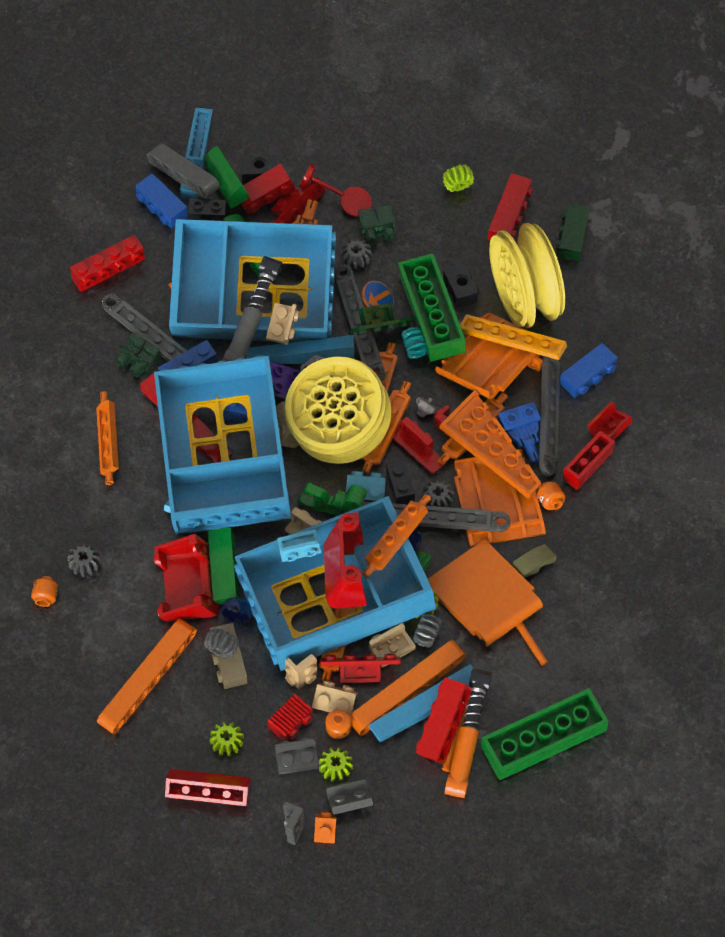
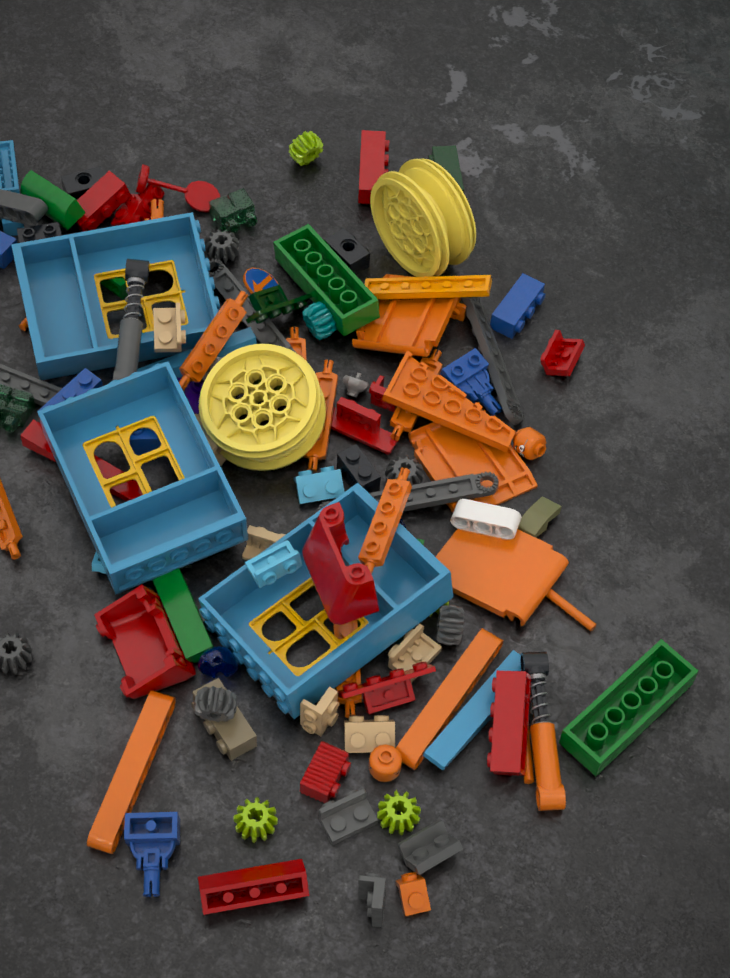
camera: 20 degrees left, 5 degrees down
(144, 734) = (150, 839): none -> blue brick
(316, 341) = (213, 340): none -> orange plate
(336, 505) = (296, 512): green piece -> none
(488, 551) = (486, 519): none -> white beam
(588, 460) = (556, 395): red brick -> none

